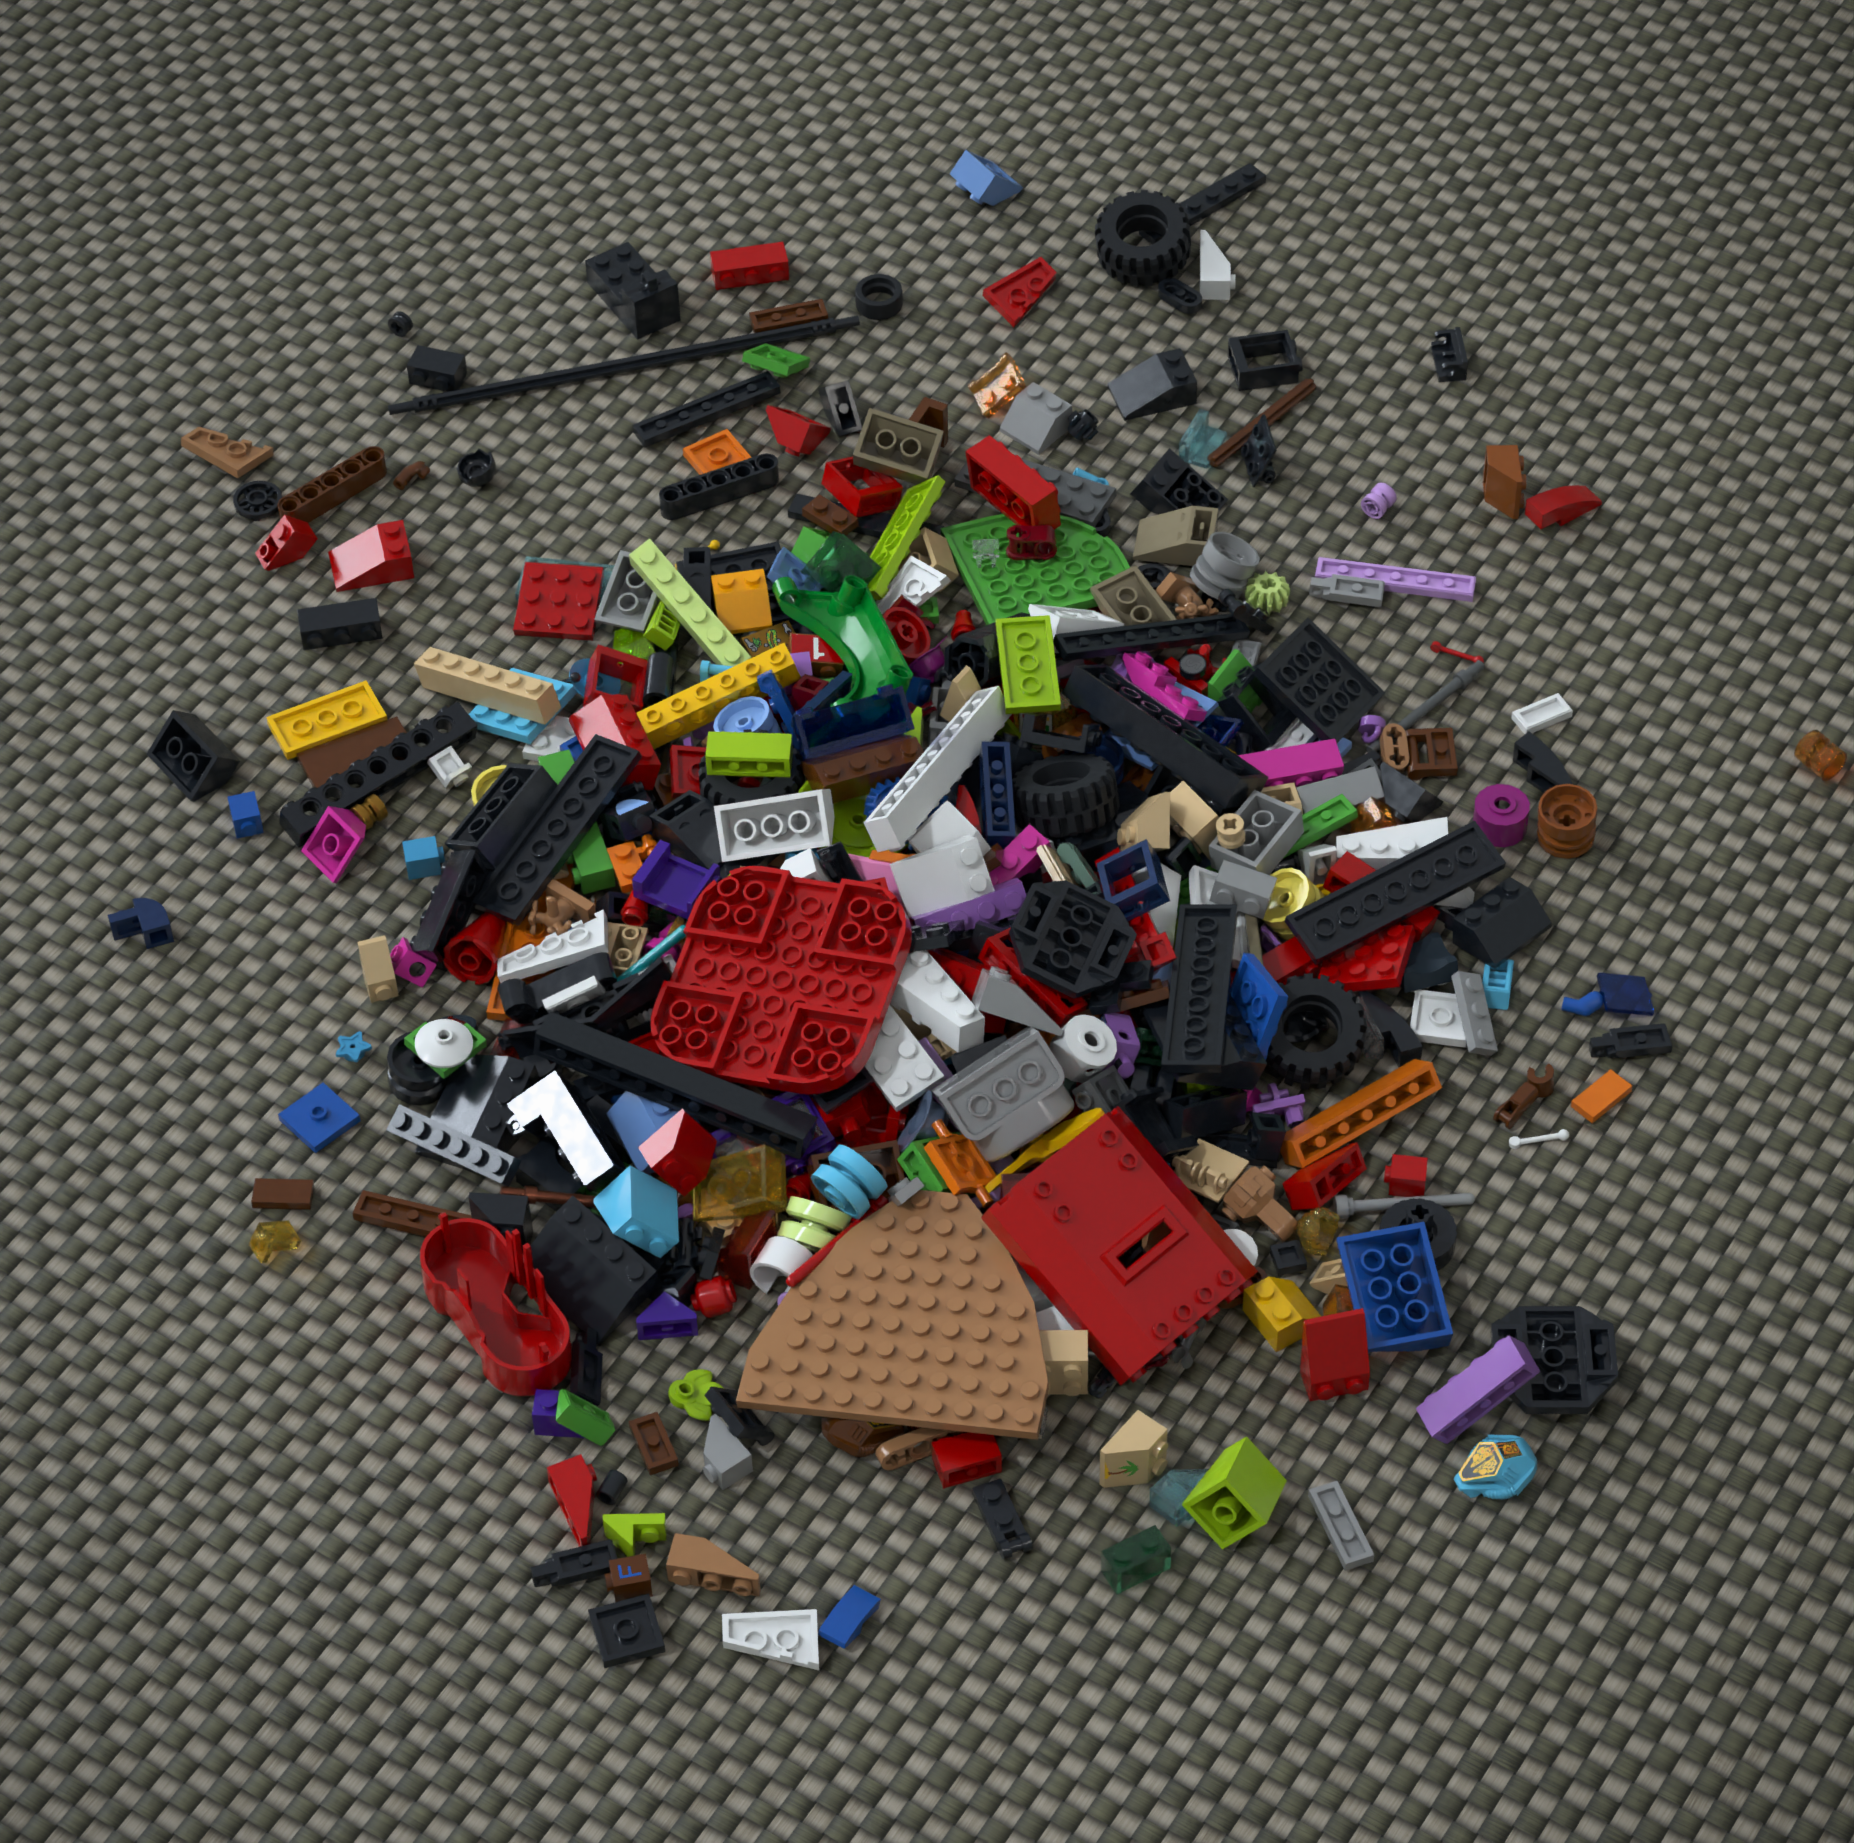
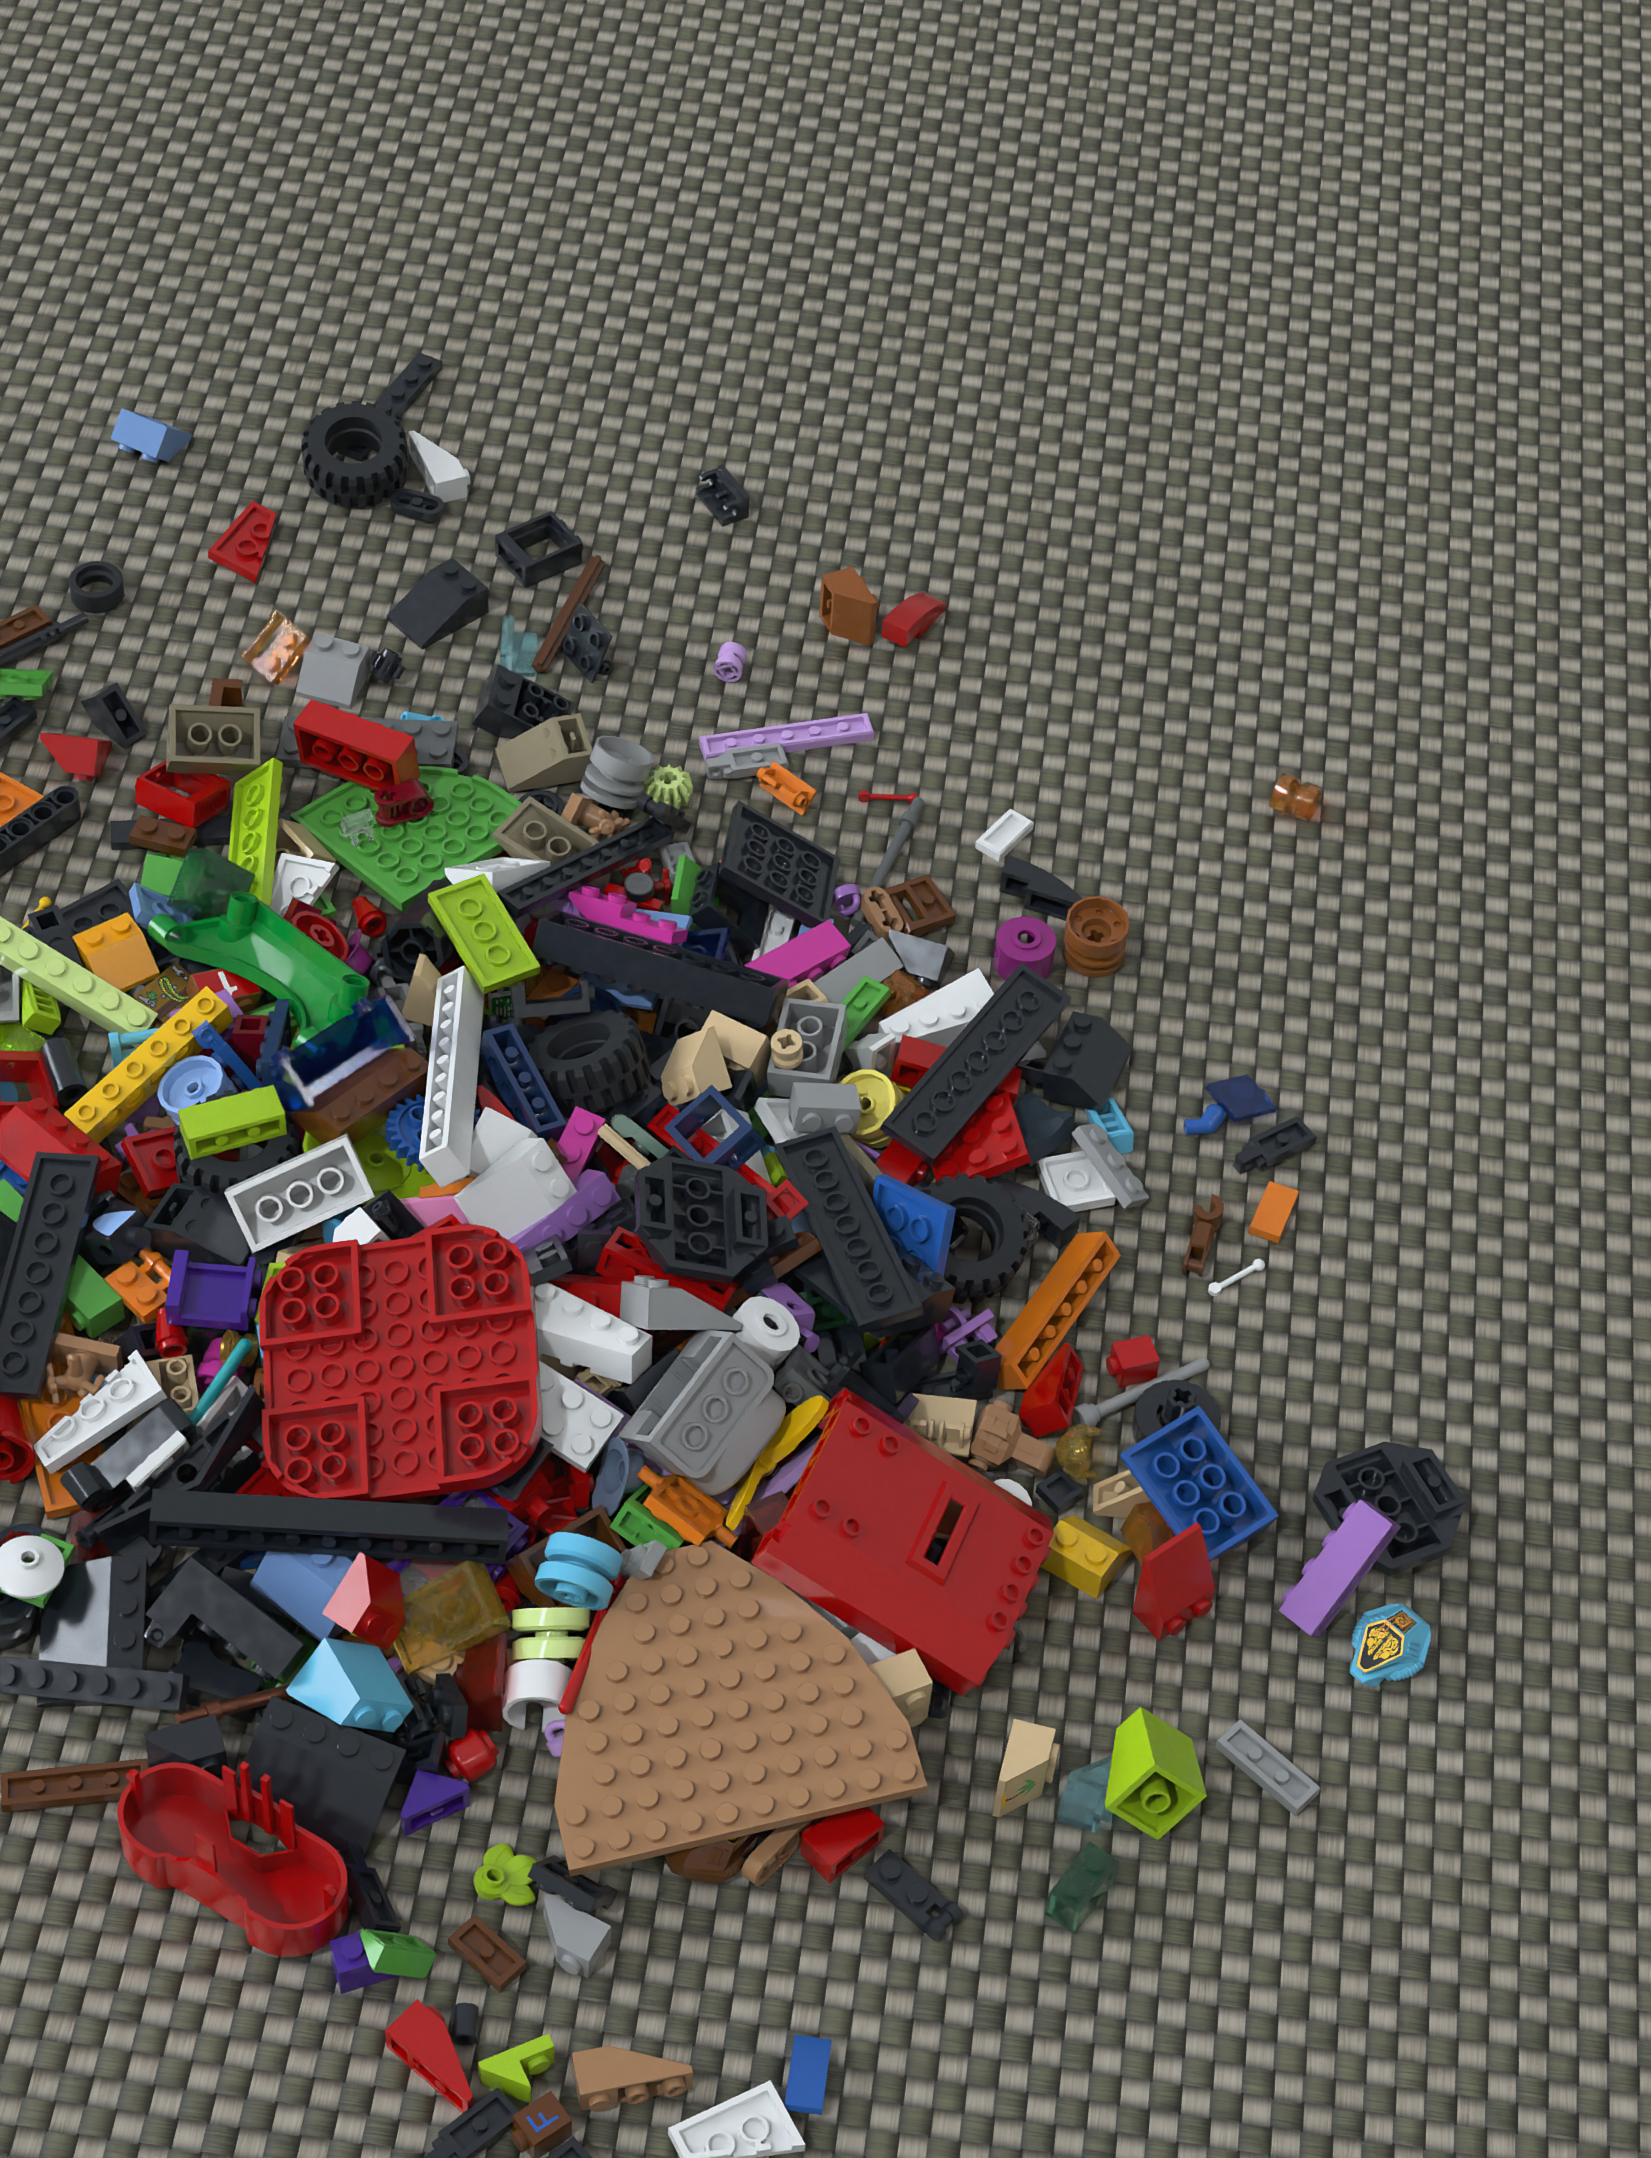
camera: 30 degrees left, 0 degrees up
(1369, 619) = (786, 787): none -> orange hinge

